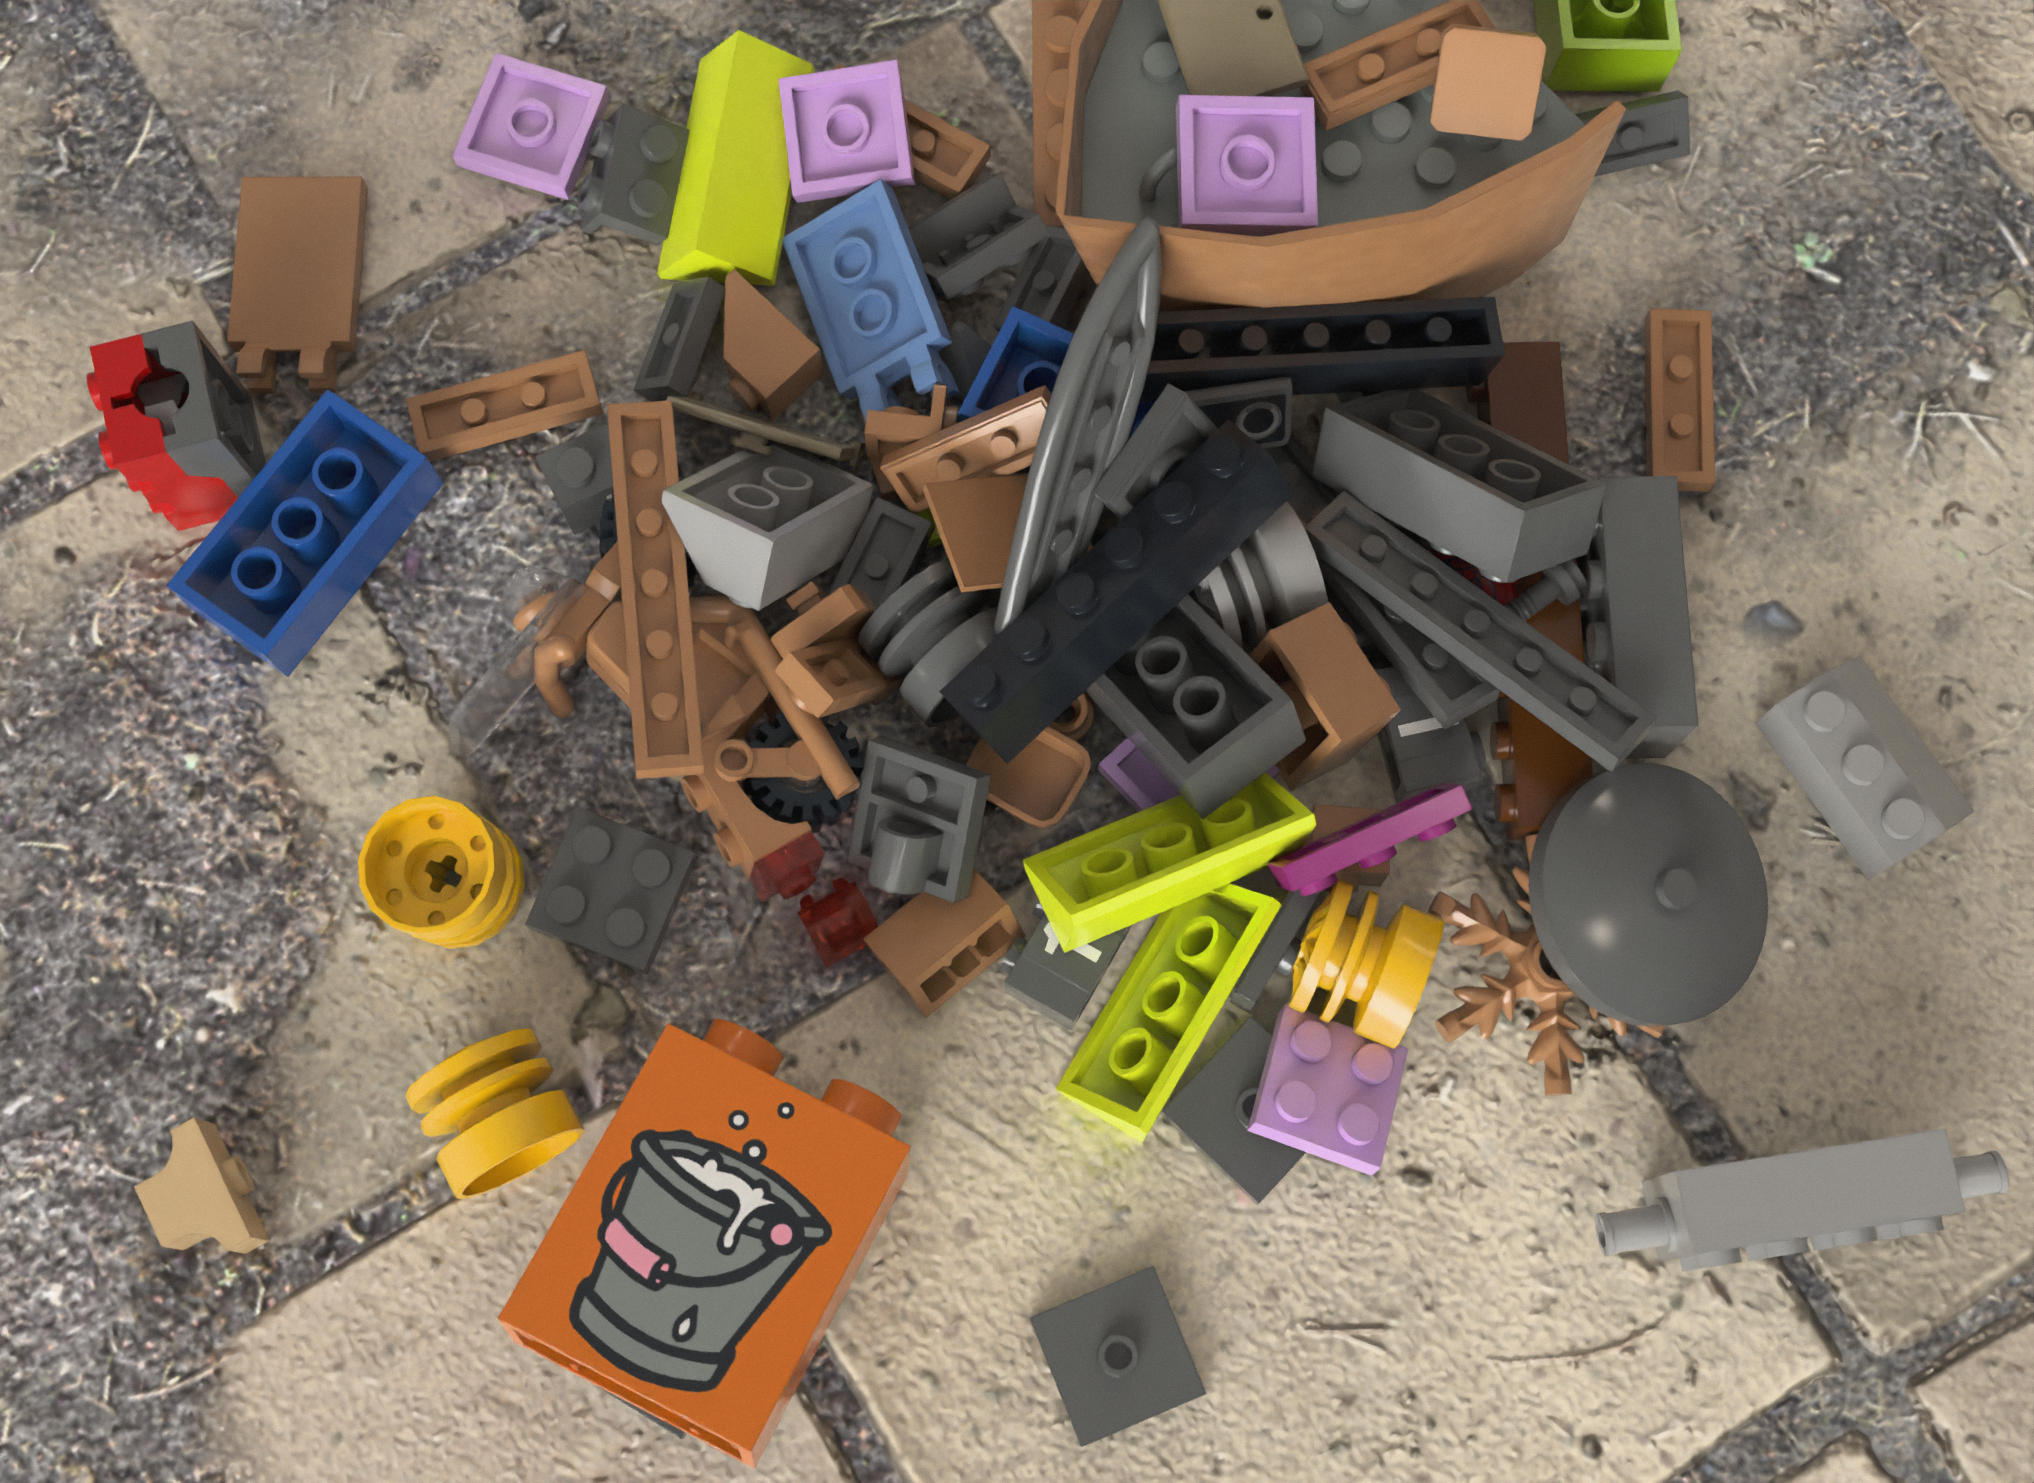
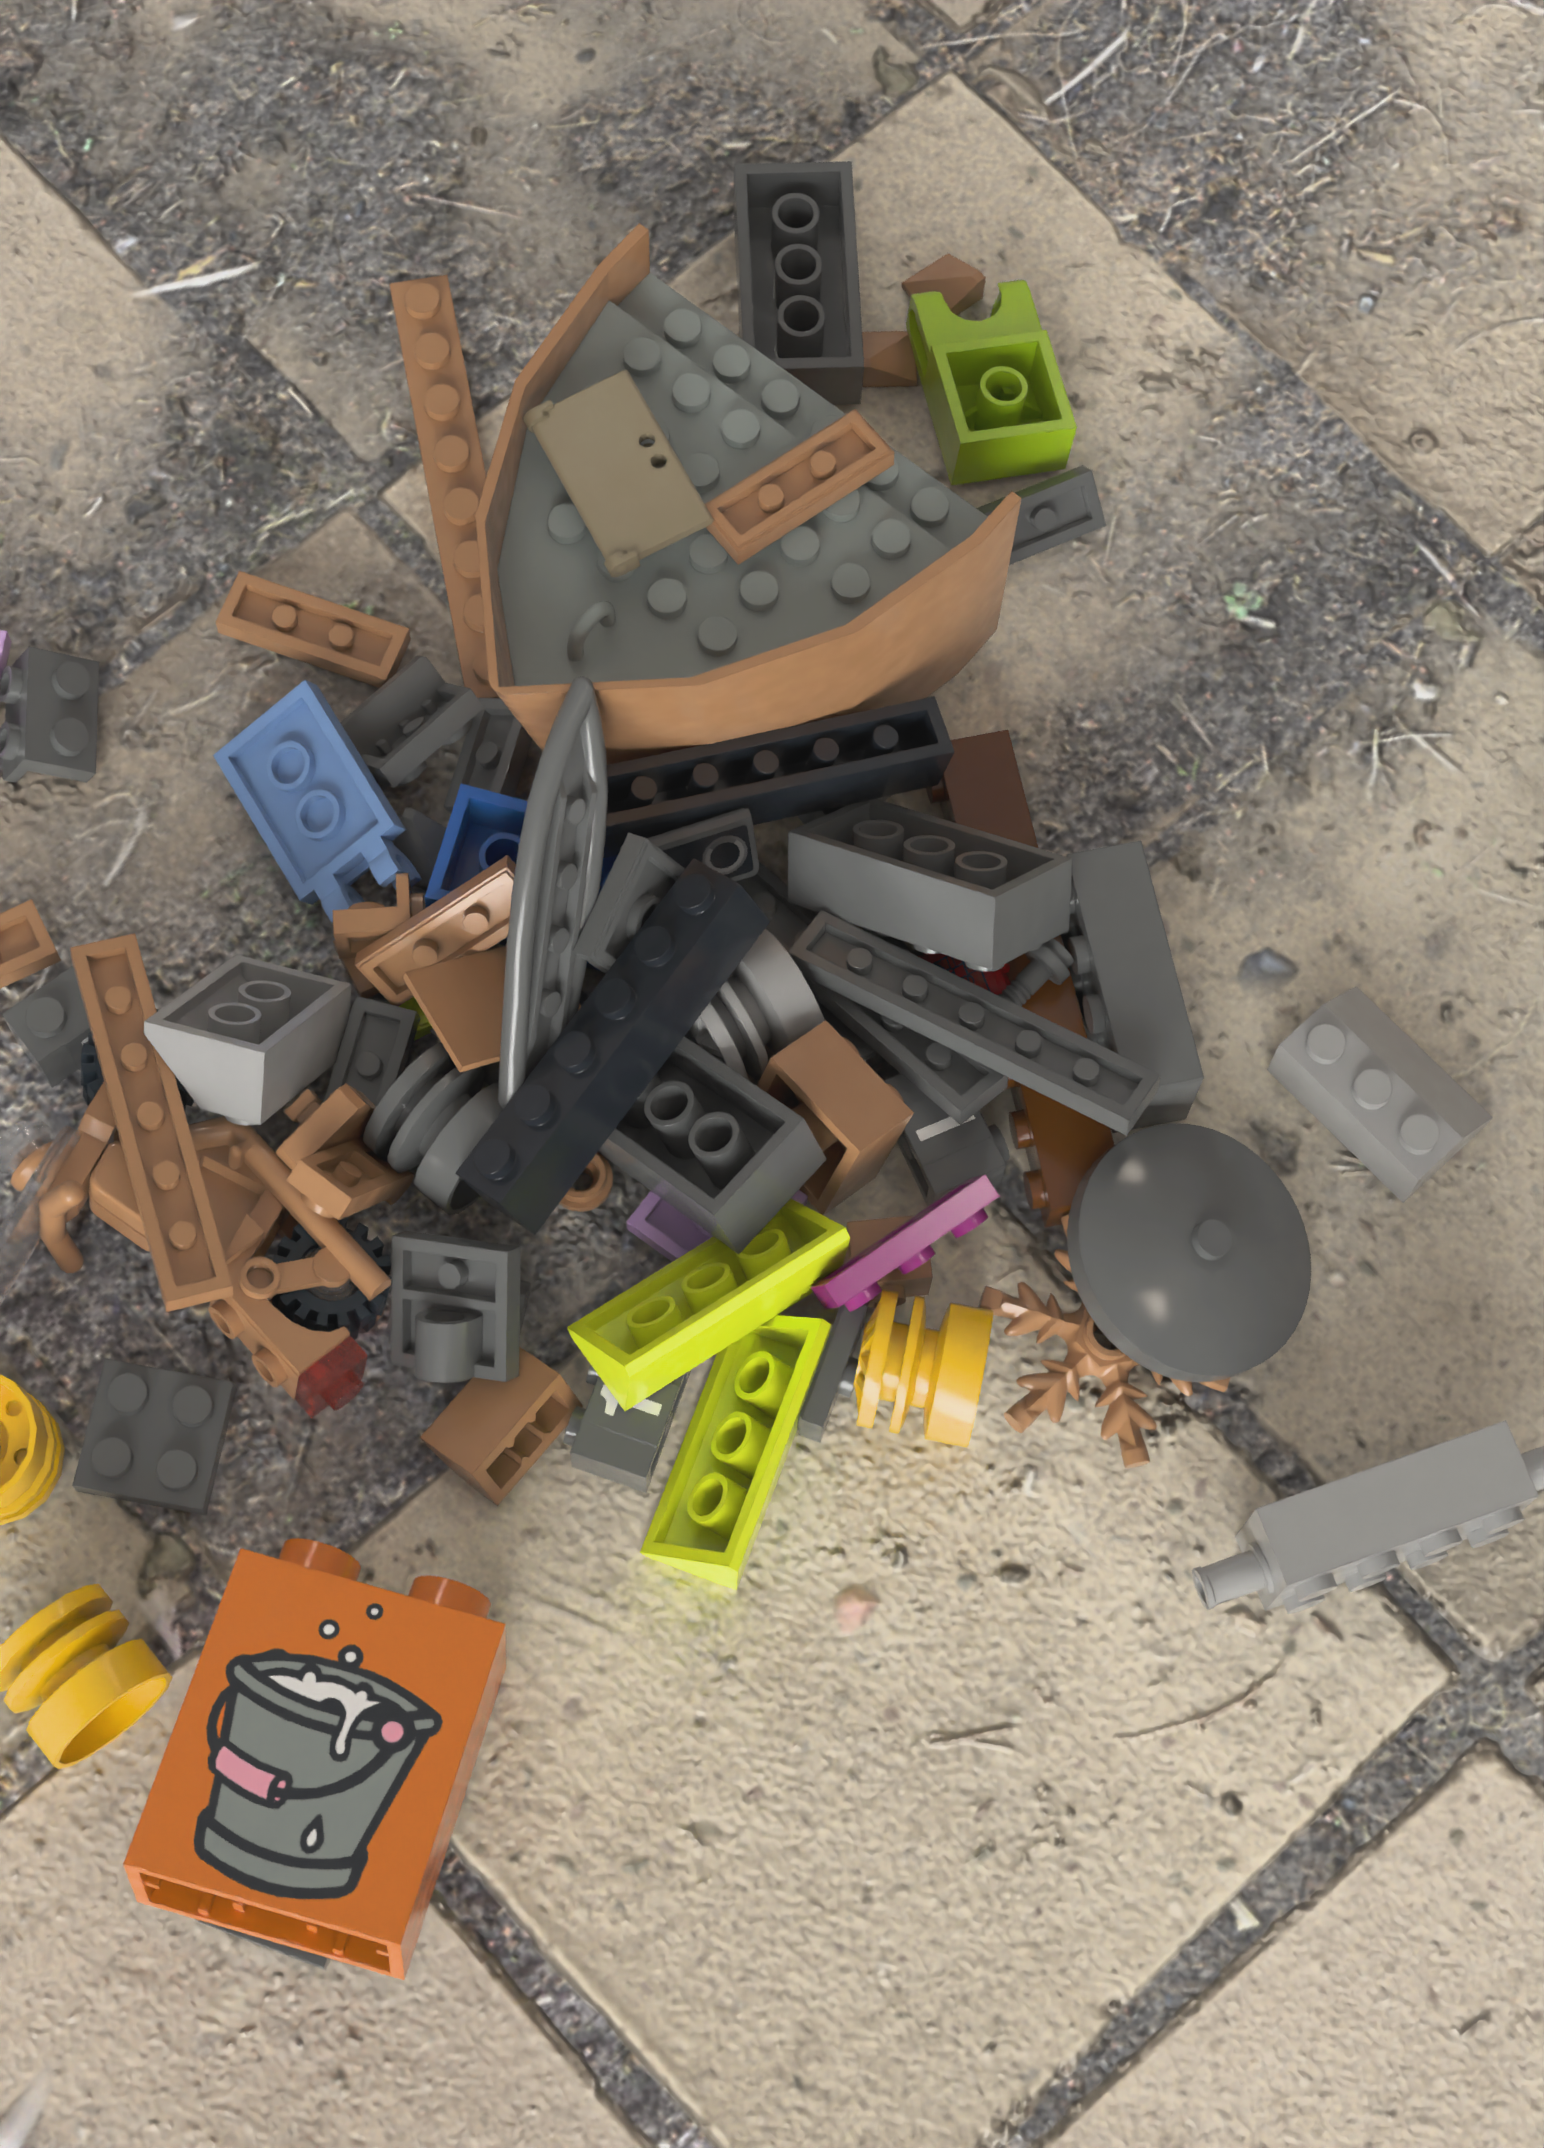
camera: 15 degrees left, 5 degrees down
(680, 339) = (128, 873): dark grey plate -> none
(734, 167) = (155, 688): neon yellow slope -> none
(757, 431) = (224, 951): dark tan door -> none
(764, 352) = (216, 871): medium nougat slope -> none
(837, 921) = (391, 1425): clear red tile -> none
(846, 130) = (261, 637): lavender plate -> none
(1038, 781) = (568, 1249): medium nougat piece -> none
(1117, 1356) = (748, 1803): dark grey plate -> none
(1217, 1110) = (841, 1536): dark grey plate -> none
(1246, 164) = (666, 609): lavender plate -> none
(1328, 1091) = (910, 1501): lavender plate -> none
(1487, 82) = (884, 494): piece -> none
(1680, 397) = (1137, 764): medium nougat plate -> none

